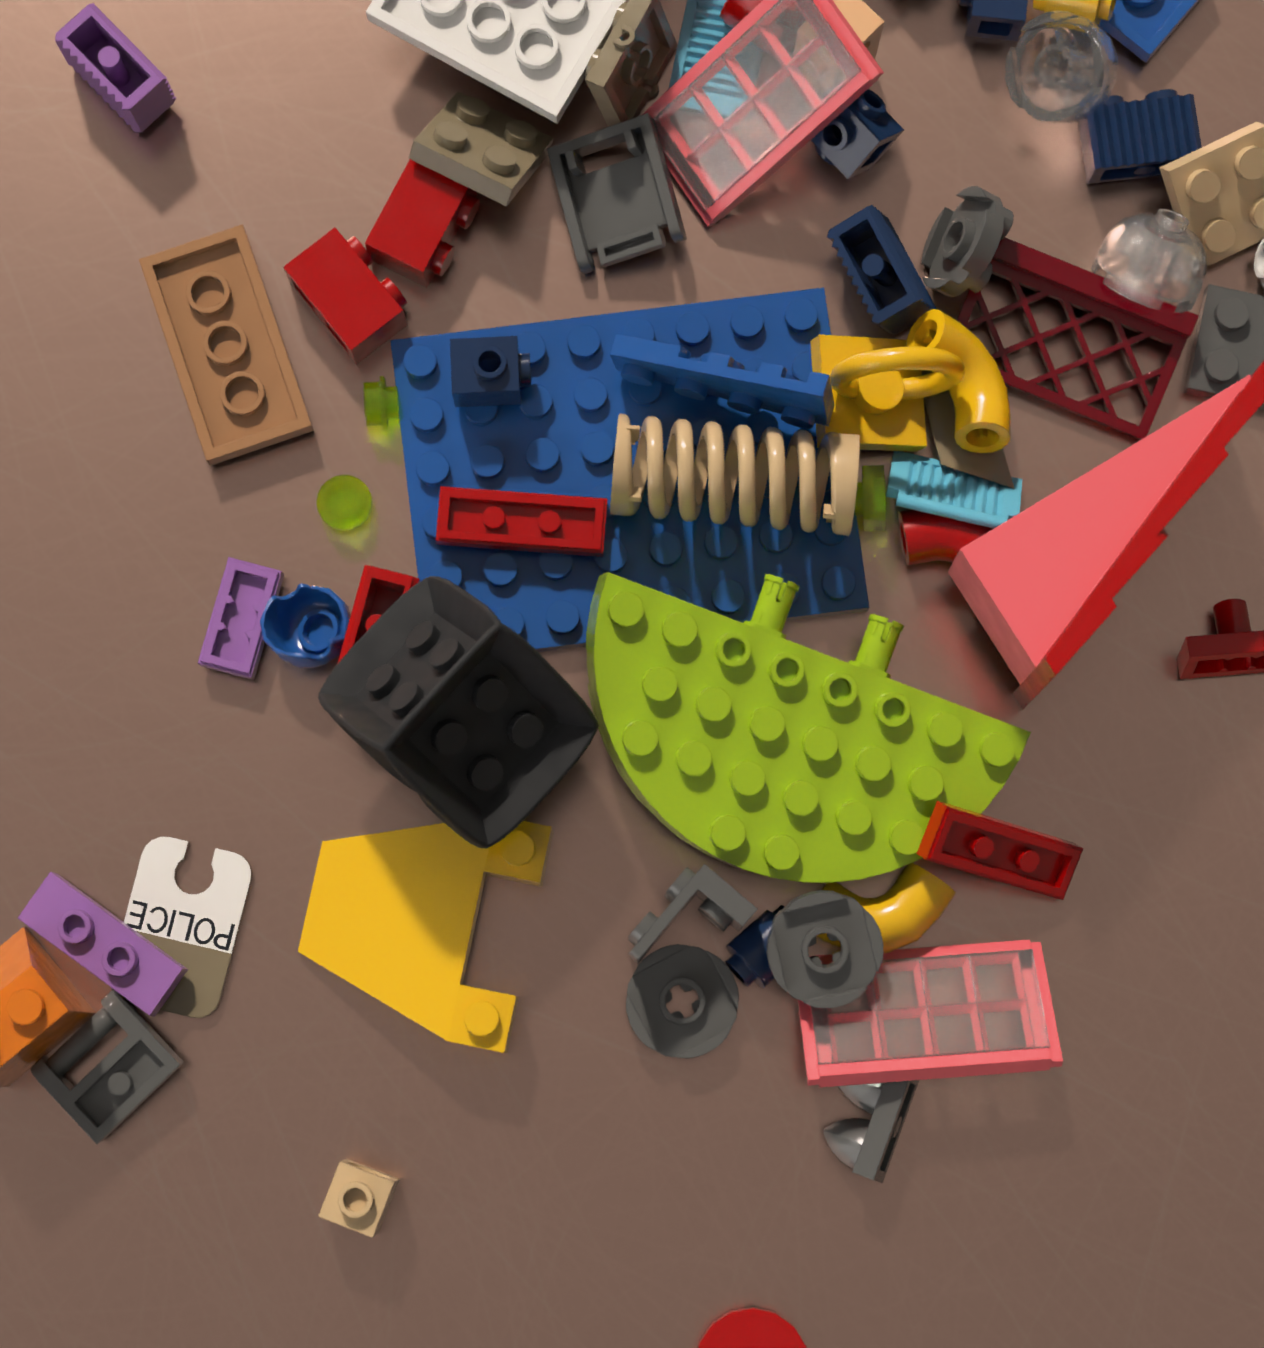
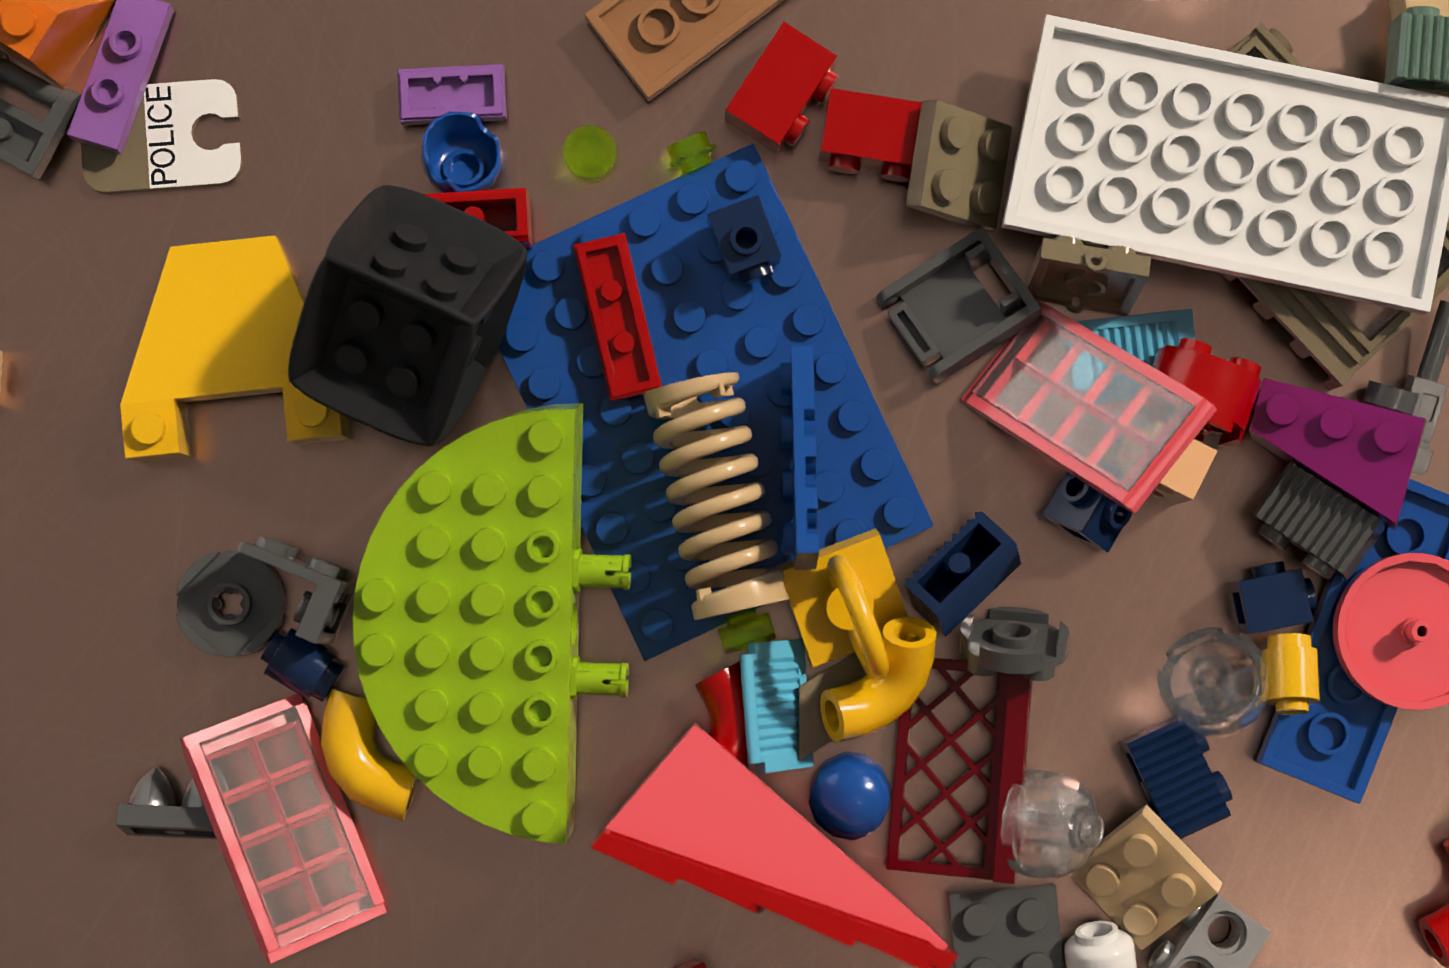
camera: 65 degrees right, 5 degrees up
(852, 967) = (337, 721): dark grey plate -> none
(999, 850) = (449, 848): red tile -> none
(1060, 449) = (849, 795): none -> blue hair

